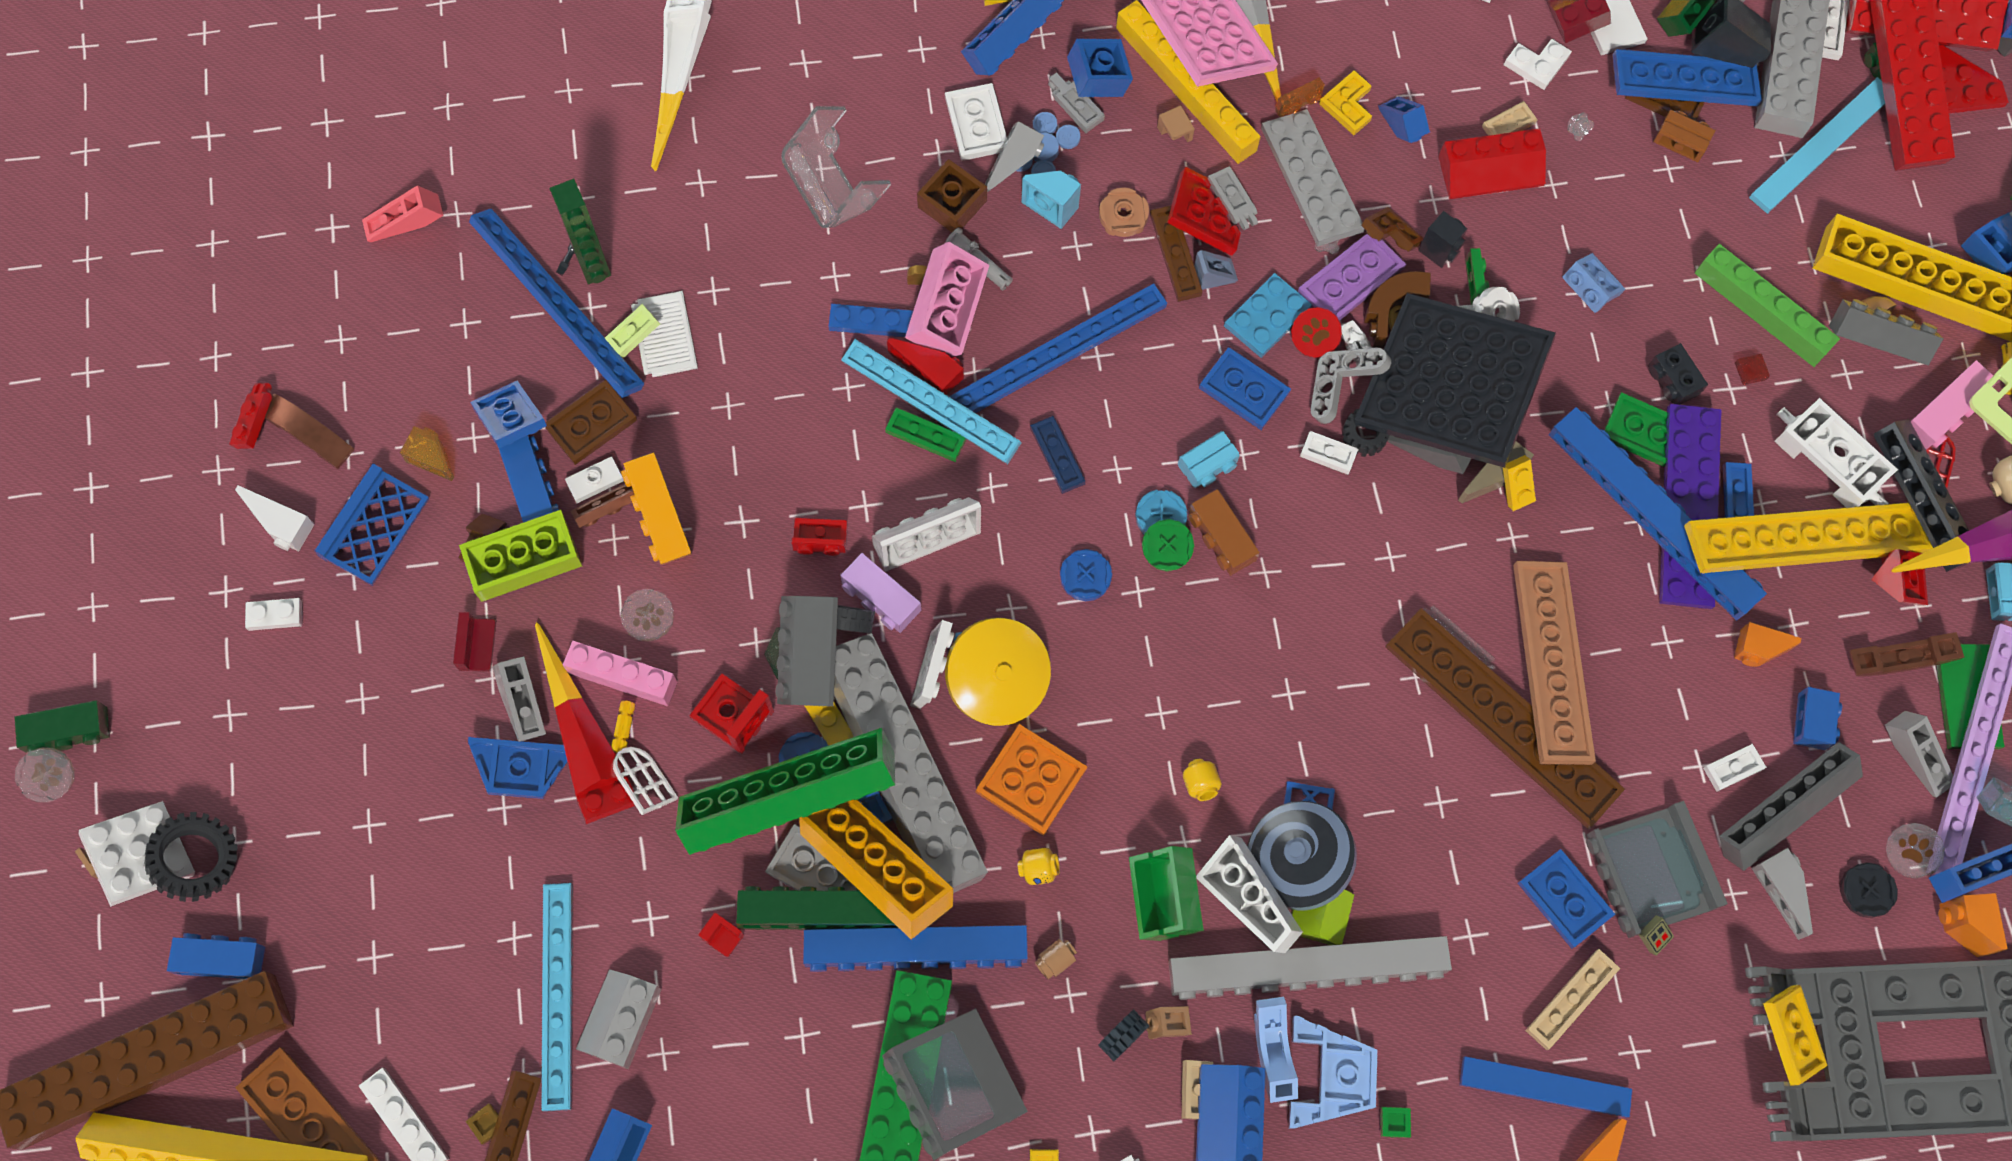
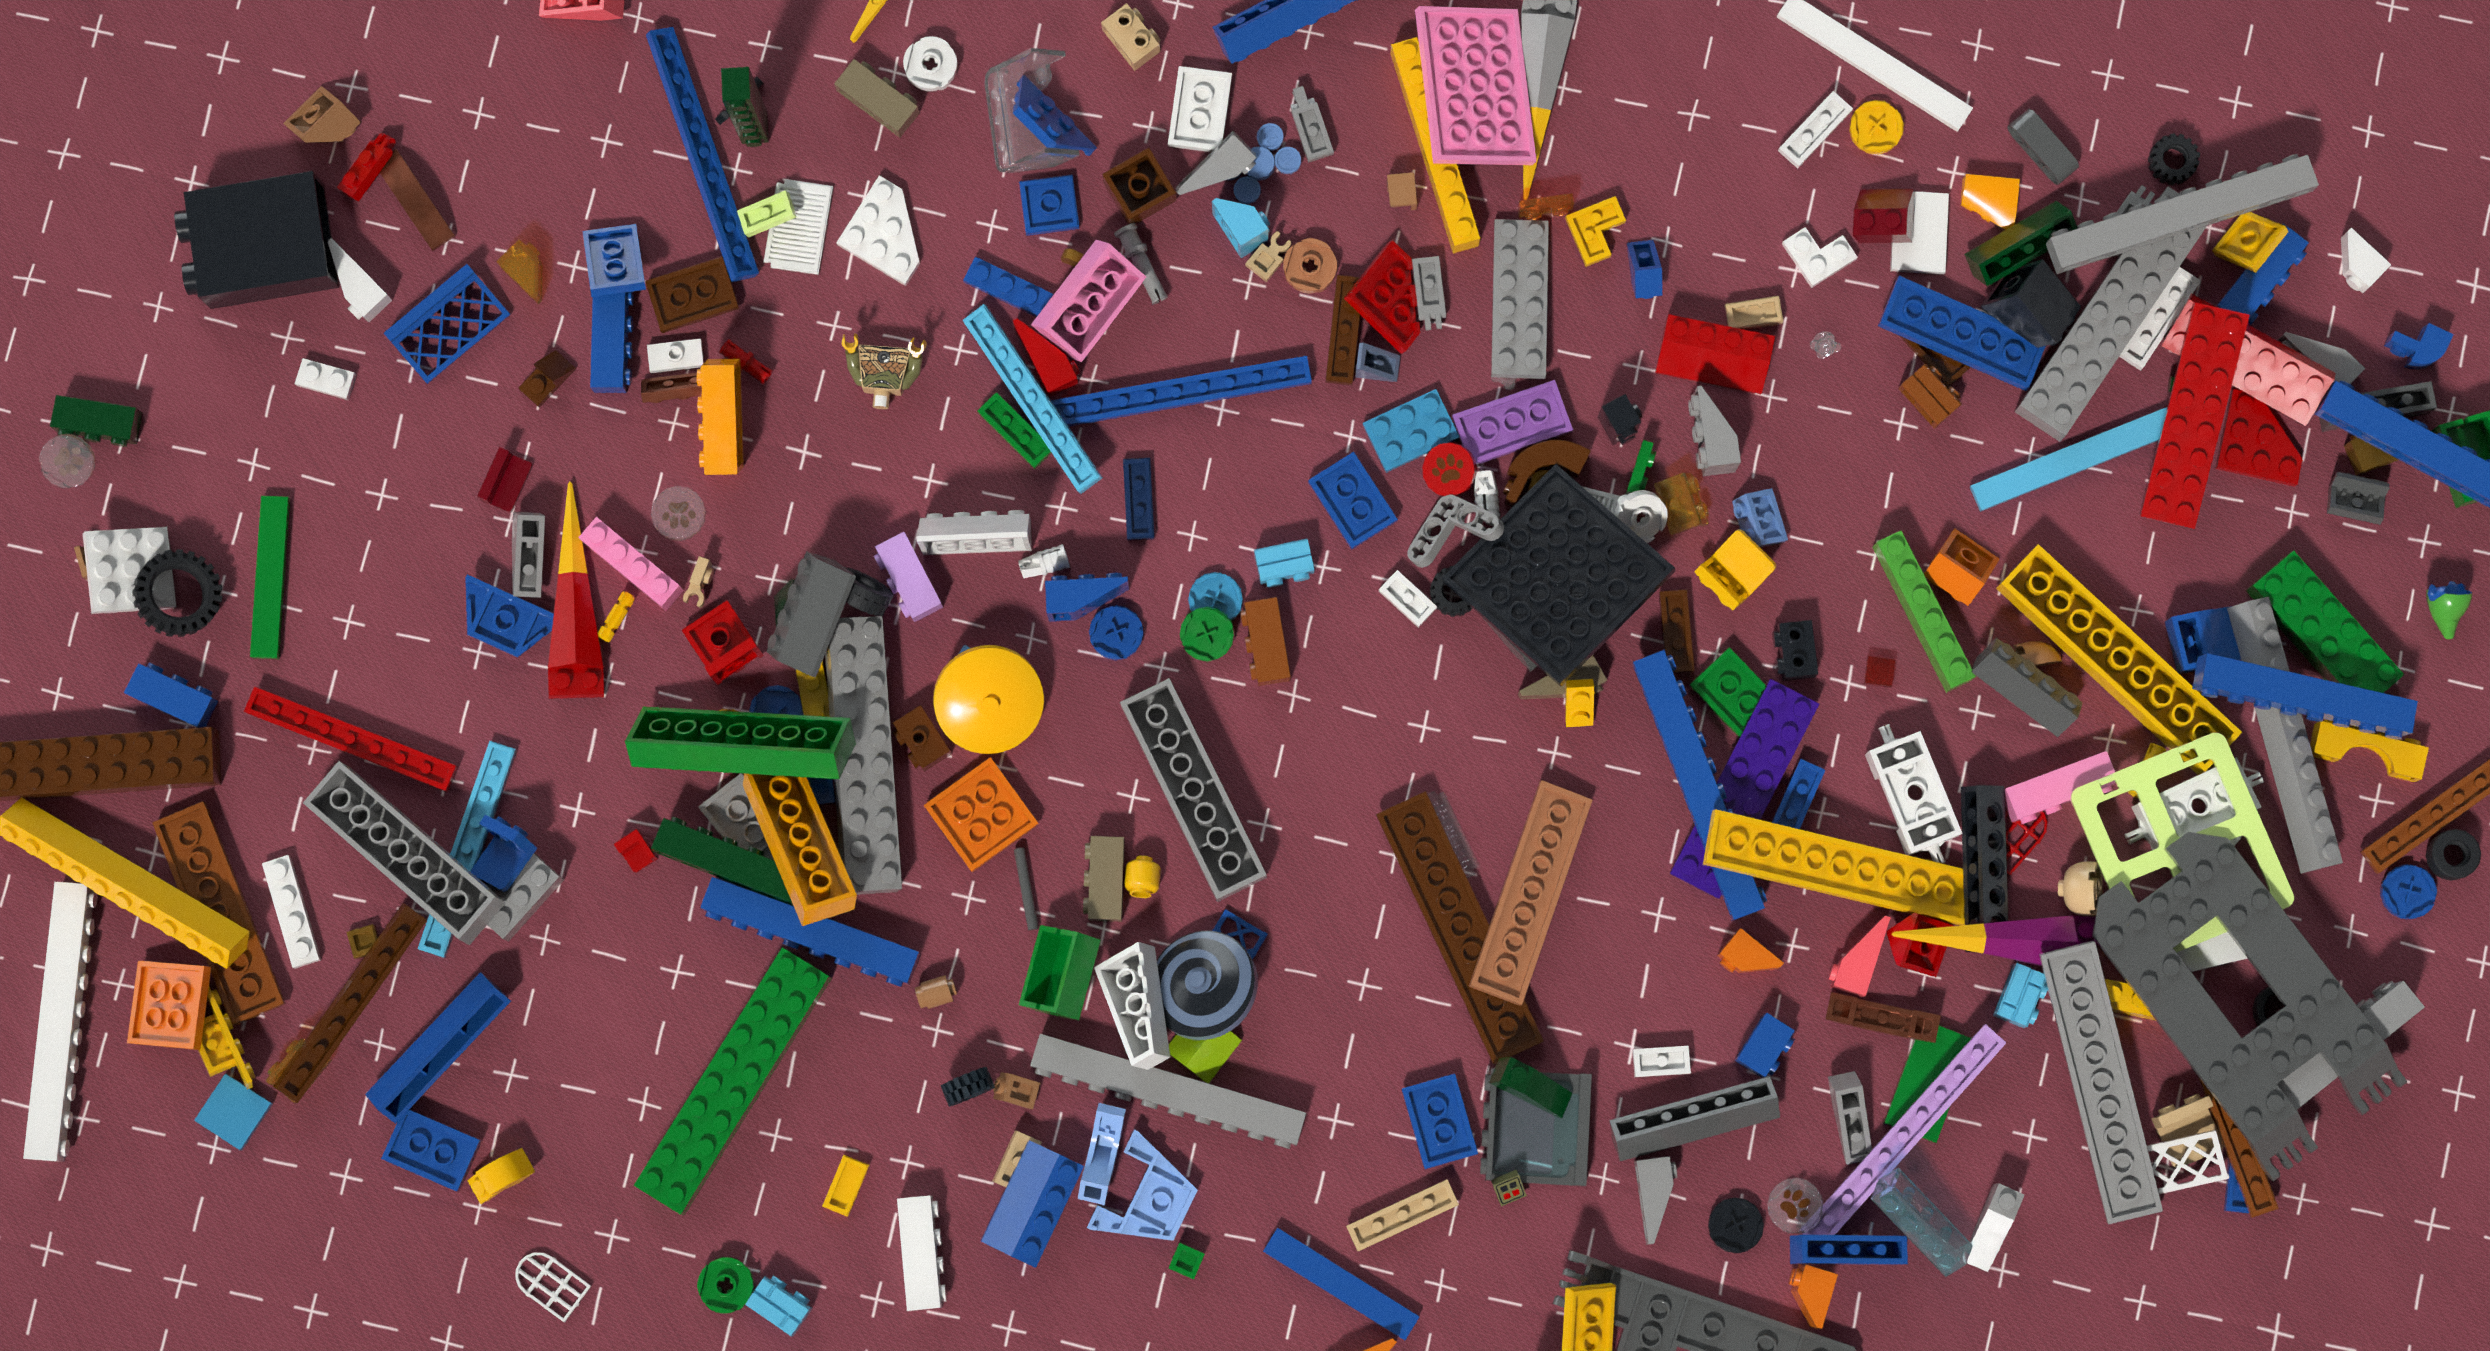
camera: 25 degrees right, 10 degrees up
(167, 511) = (257, 240): none -> black brick
(198, 386) = (322, 119): none -> medium nougat slope
(279, 812) = (270, 577): none -> green tile
(407, 933) = (350, 739): none -> red plate
(497, 1019) = (404, 853): none -> light grey brick
(520, 556) = (576, 411): lime slope -> none
(596, 985) = (504, 855): none -> blue bracket
(643, 790) = (610, 685): white window -> none
(665, 462) = (747, 361): none -> red pin
(689, 659) = (702, 574): none -> tan plate
(694, 204) = (877, 97): none -> dark tan brick
(730, 176) = (922, 51): none -> white plate
(742, 314) = (883, 232): none -> white plate
(787, 423) = (883, 369): none -> torso
(819, 536) = (872, 496): red bracket -> none
(844, 167) = (1047, 121): none -> blue wing
(878, 241) = (1049, 205): none -> blue tile
(894, 84) = (1131, 36): none -> tan brick
(932, 664) = (929, 669): white plate -> none
(949, 731) = (922, 739): none -> reddish brown brick
(953, 1083) = (794, 1070): panel -> none
(998, 536) = (1044, 562): none -> white hinge
(1038, 554) = (1077, 597): none -> blue slope
(1039, 866) = (954, 900): yellow head -> none
(1085, 218) = (1267, 259): none -> tan plate
(1099, 68) = (1347, 99): blue brick -> none
(1099, 832) = (1026, 890): none -> dark grey bar
(1168, 794) = (1104, 878): none -> dark tan brick
(1216, 684) = (1193, 790): none -> light grey brick
(1388, 223) = (1578, 382): reddish brown plate -> none
(1526, 224) = (1716, 439): none -> light grey slope
(1529, 295) = (1682, 502): none -> clear yellow bracket
(1566, 390) = (1677, 629): none -> reddish brown plate
(1597, 324) = (1736, 569): none -> yellow bracket
(1634, 831) = (1530, 1086): none -> dark green slope
(1779, 260) = (1961, 567): none -> orange slope
(1861, 619) = (1857, 965): none -> coral slope

